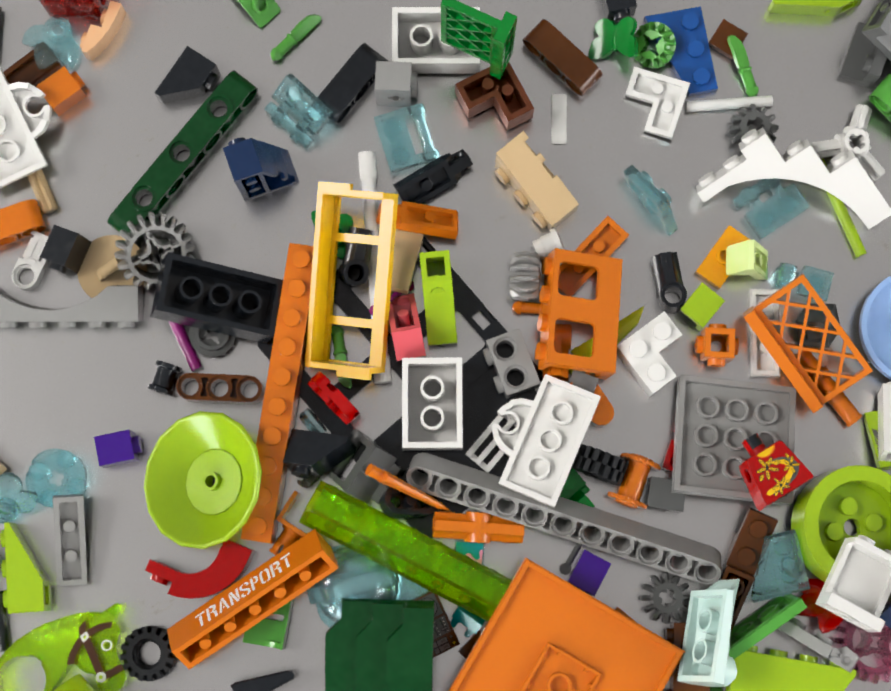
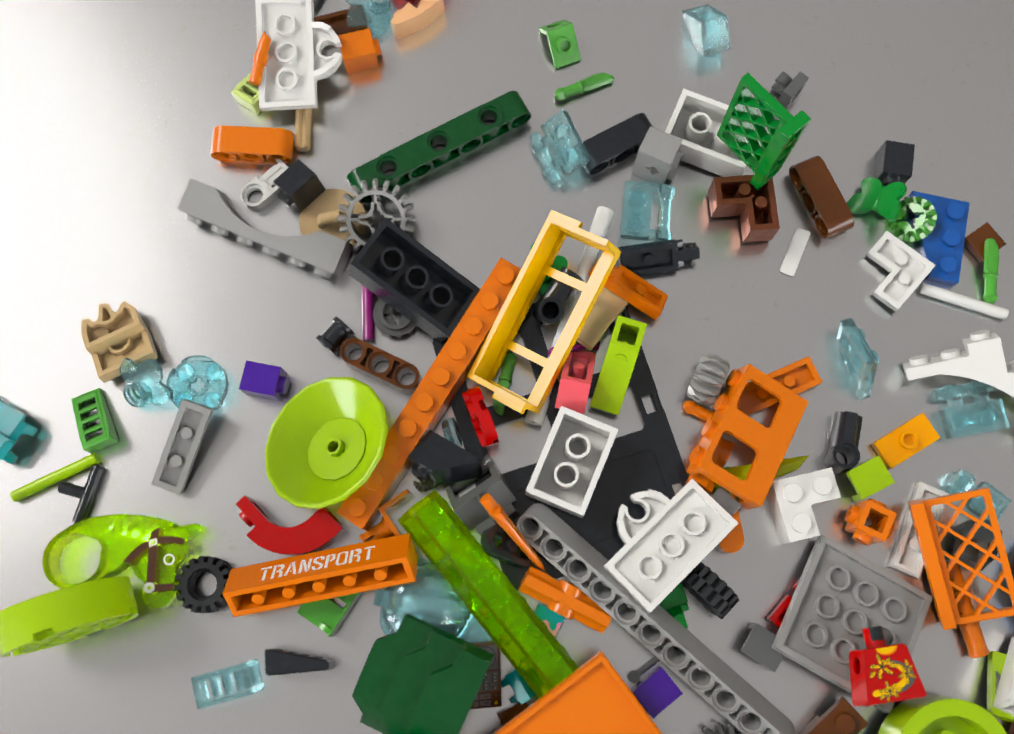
camera: 25 degrees right, 5 degrees down
(26, 581) = (127, 462): lime slope -> none
(188, 78) = (473, 82): black slope -> none
(259, 167) = (501, 179): dark blue wedge -> none
(479, 460) = (594, 534): white tile -> none
(519, 361) = (670, 457): light grey brick -> none
(534, 183) = (750, 297): tan wedge -> none
(547, 243) = (740, 358): white piece -> none
(634, 481) = (737, 620): orange hose -> none
(746, 118) = (975, 321): dark grey gear -> none
(747, 259) = (930, 450): yellowish green slope -> none

